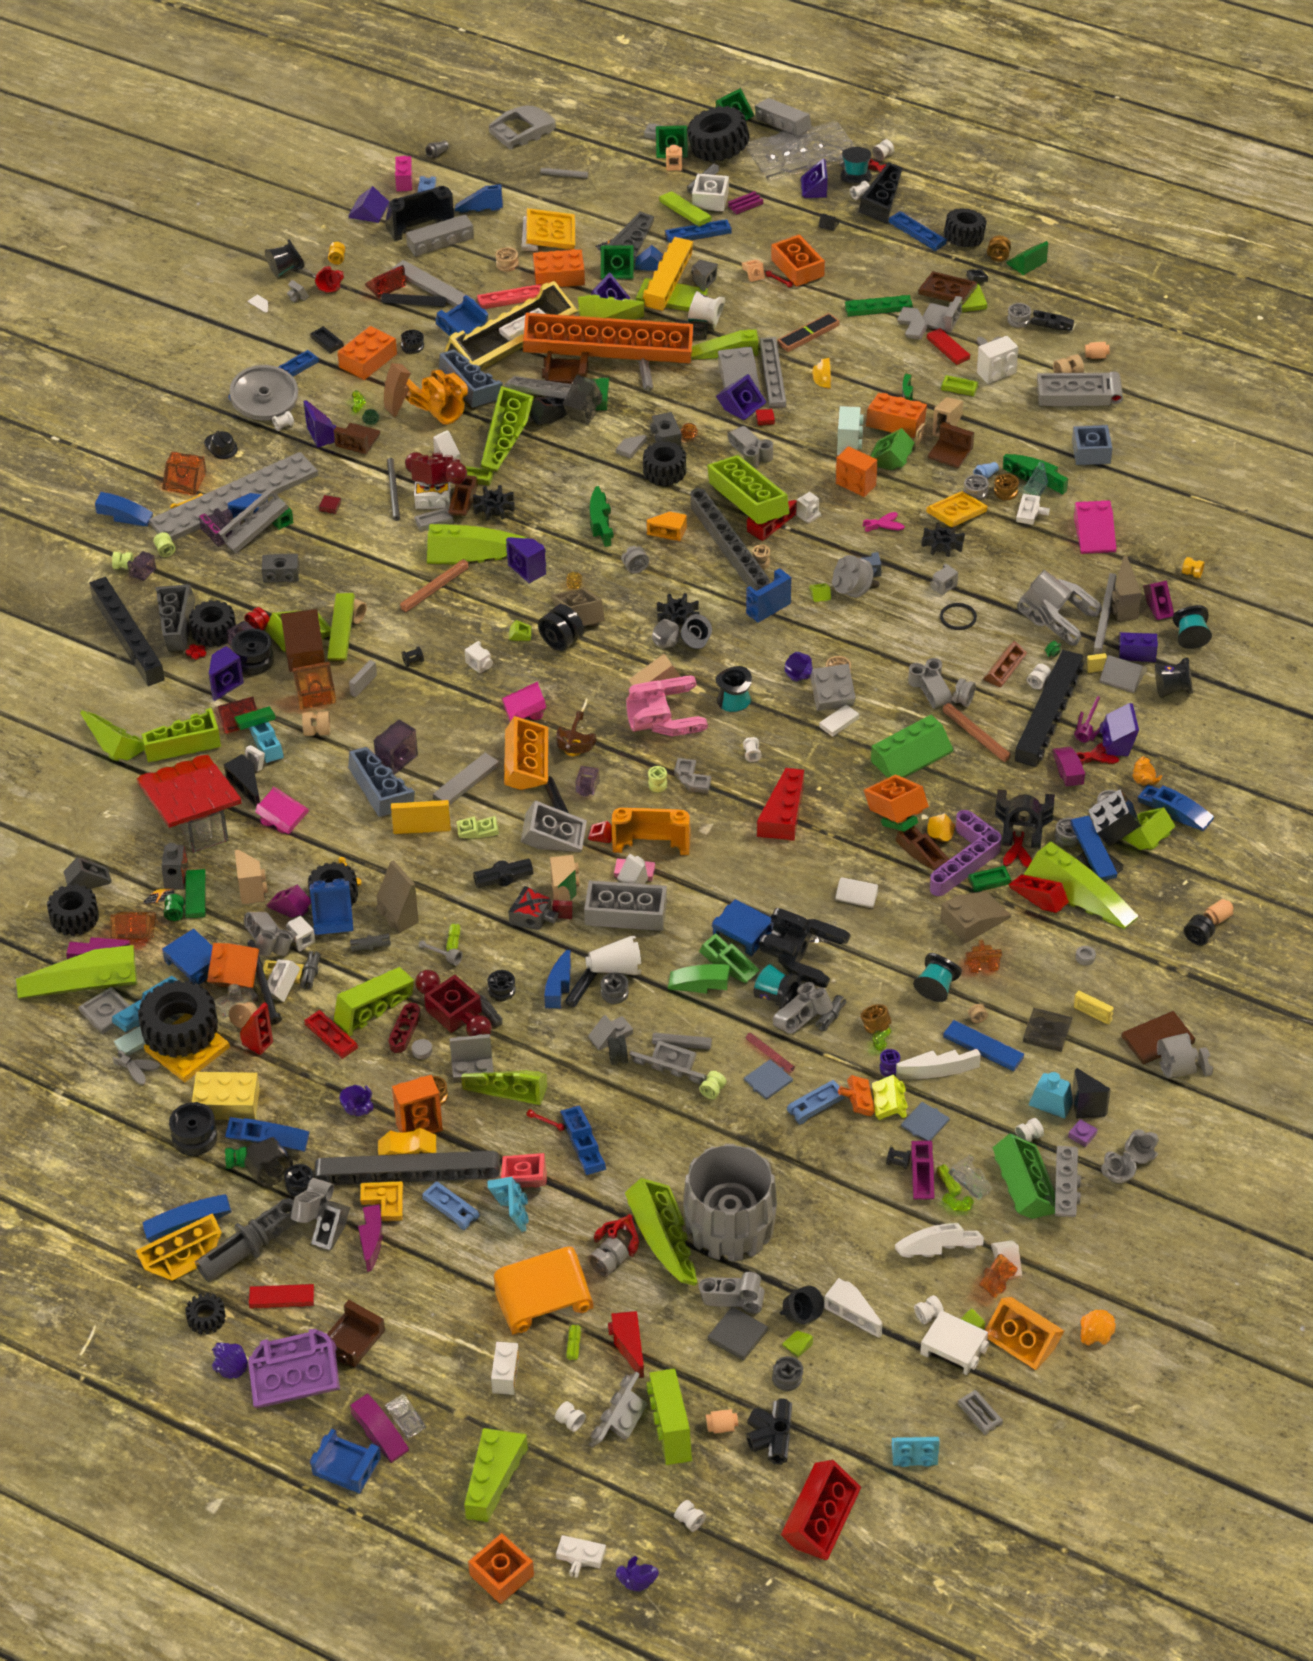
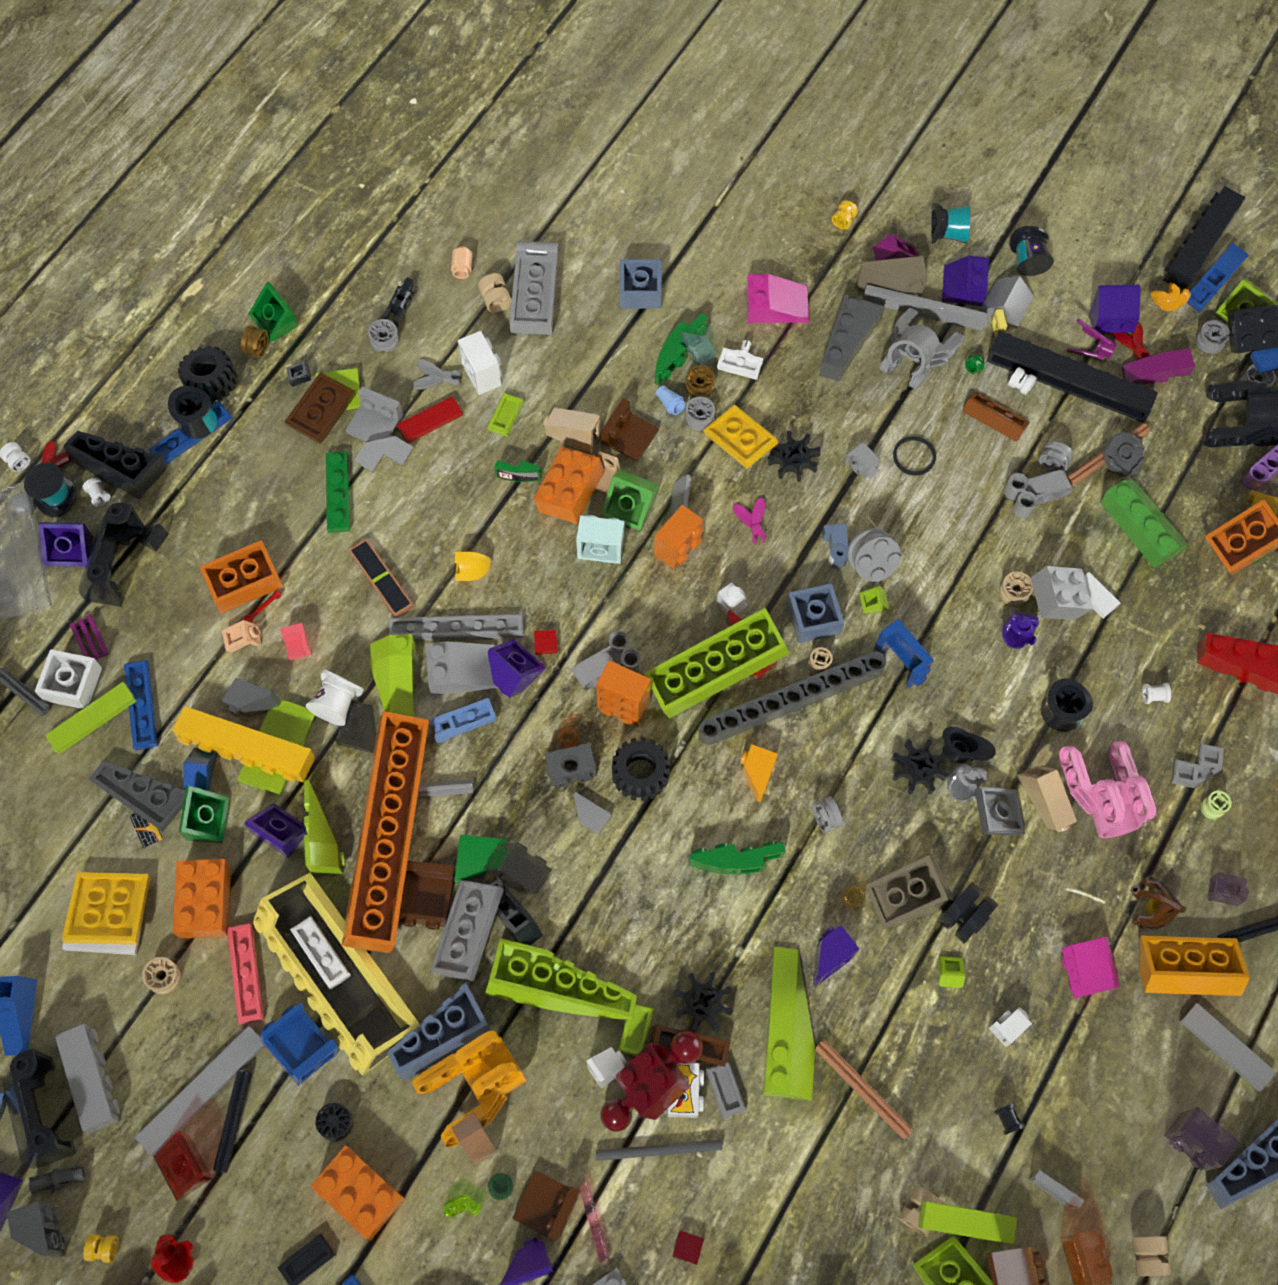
camera: 90 degrees left, 20 degrees up
(347, 222) = (38, 1228): none -> dark grey slope
(347, 461) = (593, 1222): none -> clear pink bar
(378, 232) = (57, 1179): none -> dark grey pin
(642, 651) = (999, 811): none -> dark grey tile
(698, 378) = (463, 720): none -> medium blue plate
(718, 438) = (623, 693): none -> orange brick
(754, 296) = (296, 641): none -> coral panel
(800, 549) = (815, 613): none -> sand blue brick
(805, 193) = (117, 527): none -> black windscreen
(895, 481) = (680, 494): none -> light grey slope
(927, 219) = (192, 411): none -> black hat
(975, 737) = (1123, 453): none -> dark grey tile
(1064, 565) = (851, 330): none -> dark grey wedge
(1223, 803) = (1204, 238): none -> black brick

